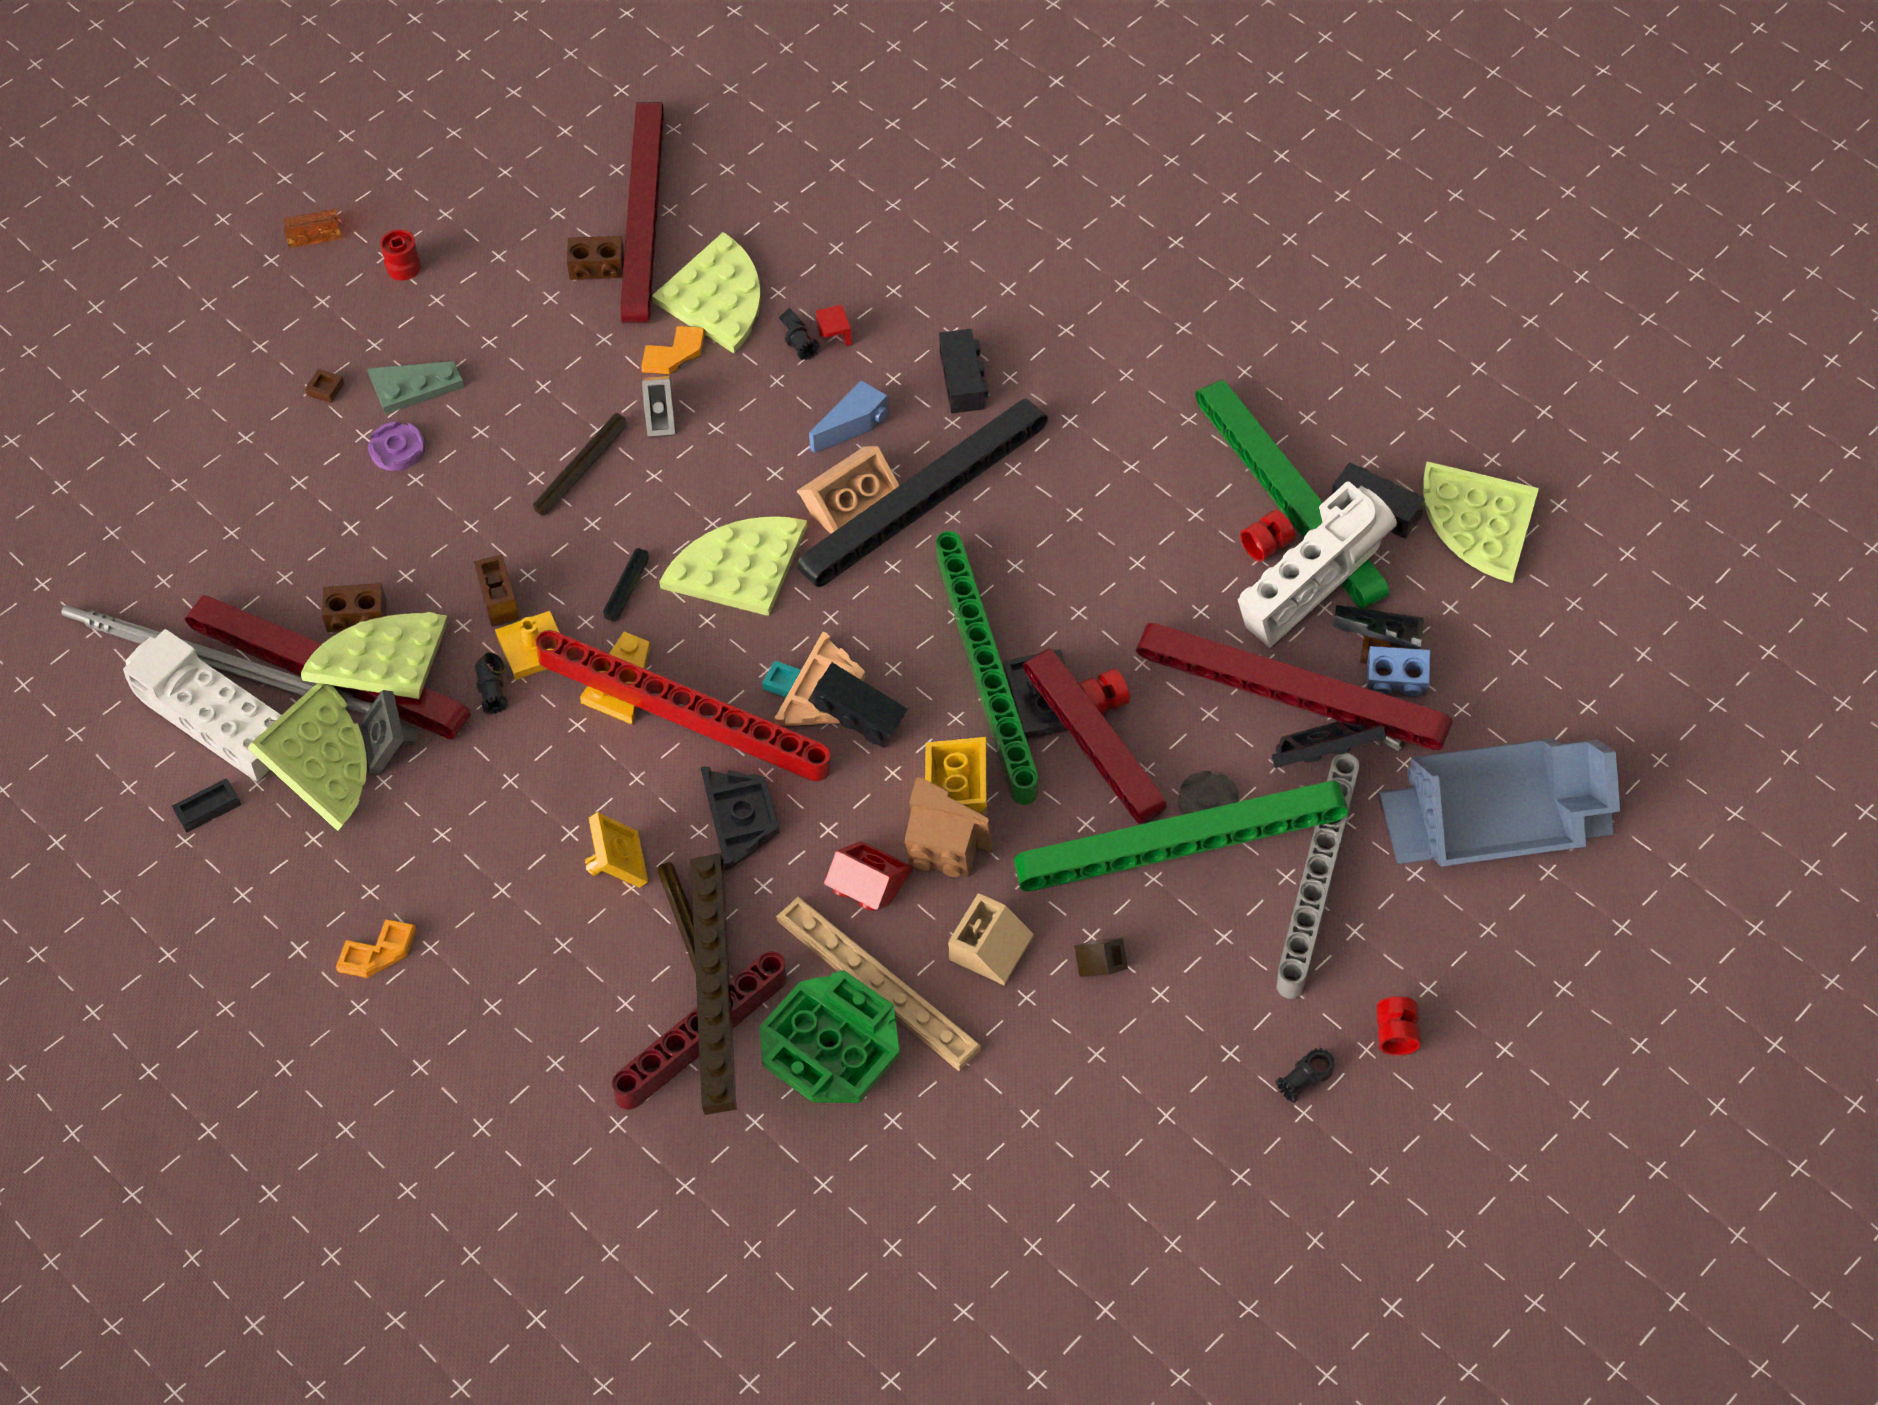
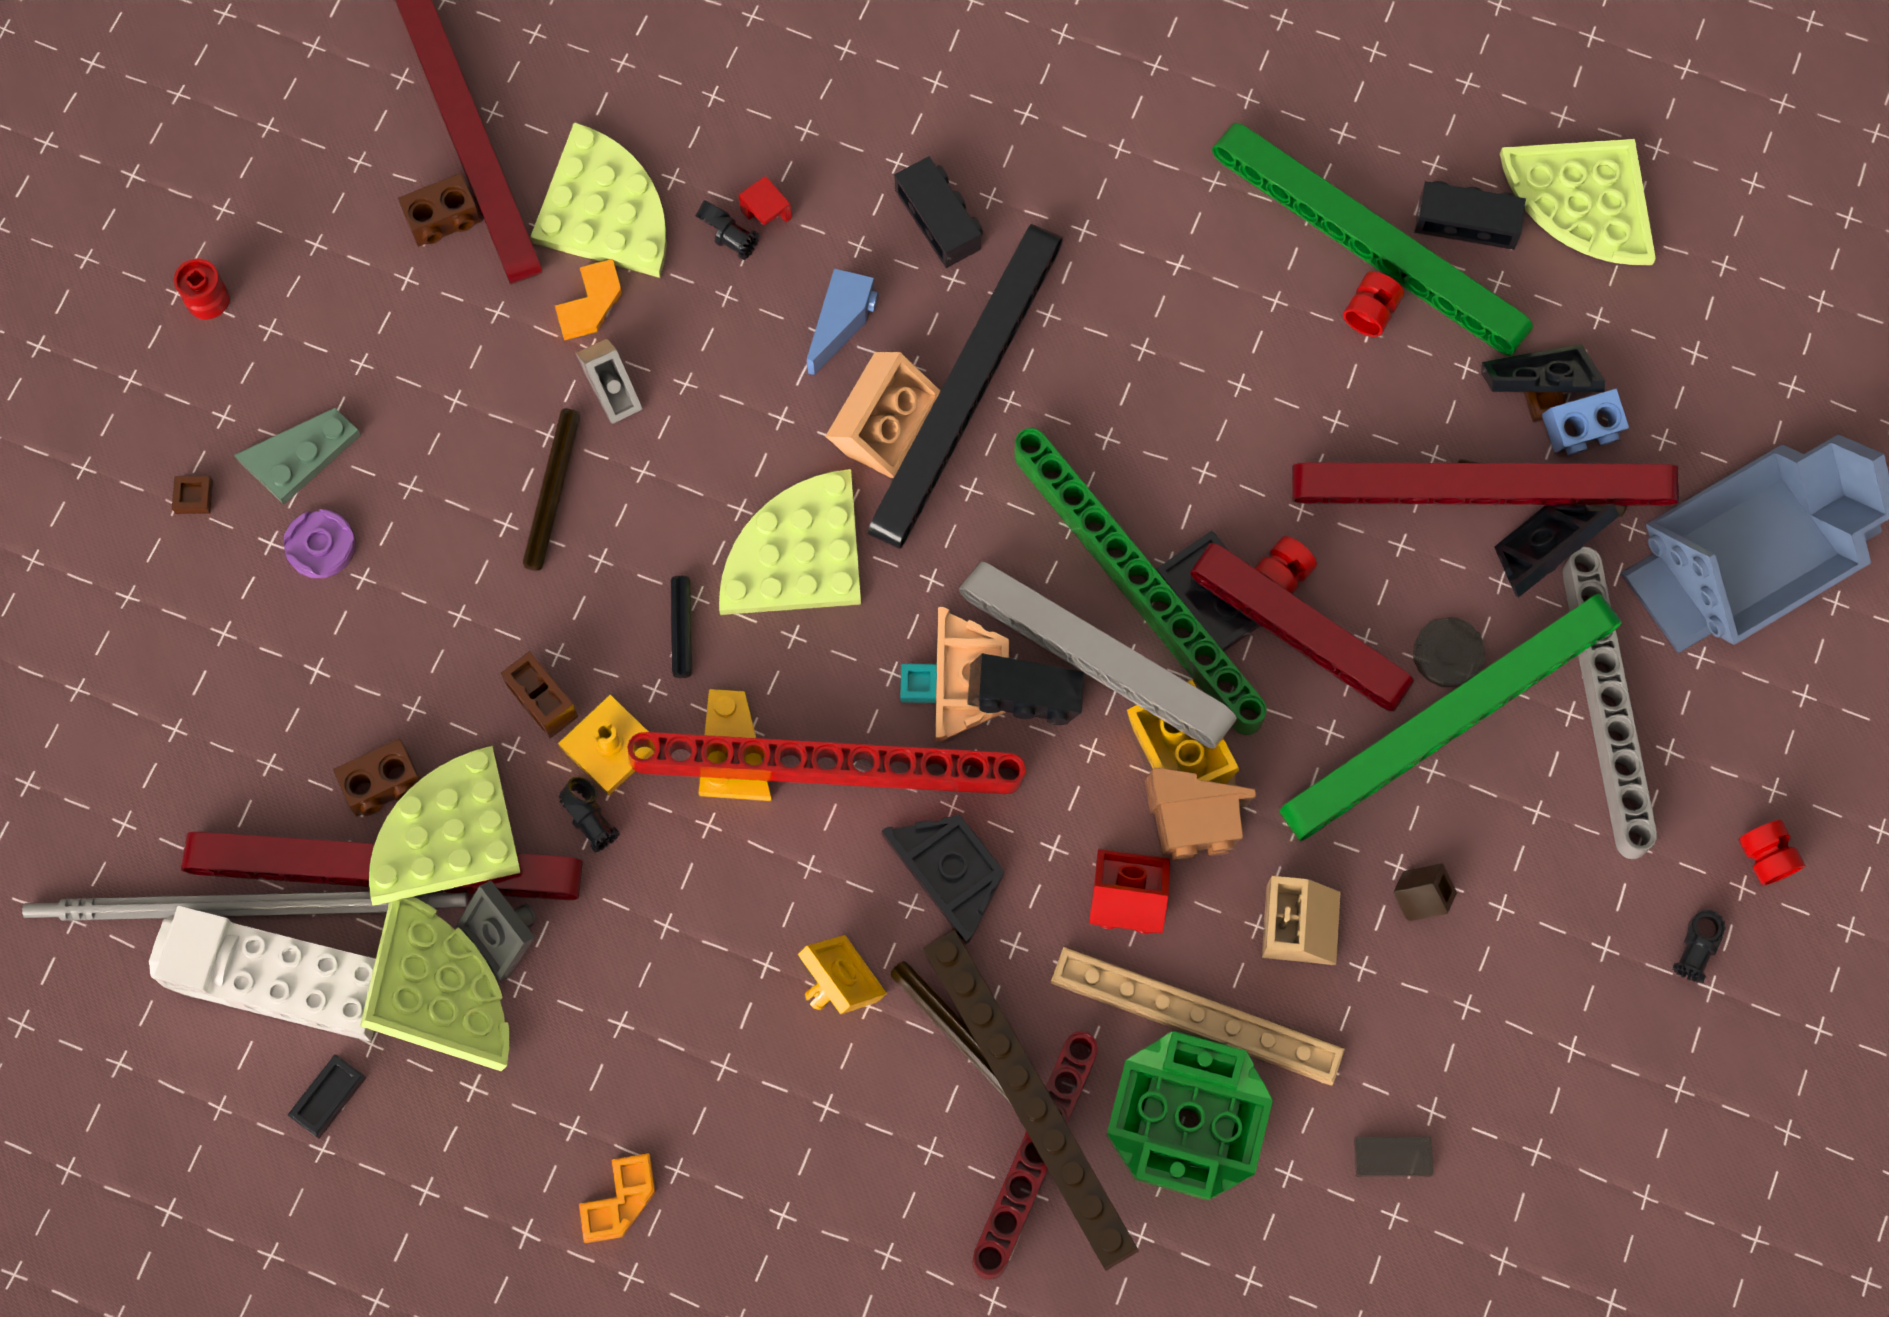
camera: 25 degrees left, 15 degrees up
(312, 228) = (70, 286): clear orange bracket -> none
(923, 697) = (1098, 655): none -> light grey beam
(981, 1136) = (1393, 1156): none -> clear smoke tile
(1326, 557) = (1469, 298): white brick -> none

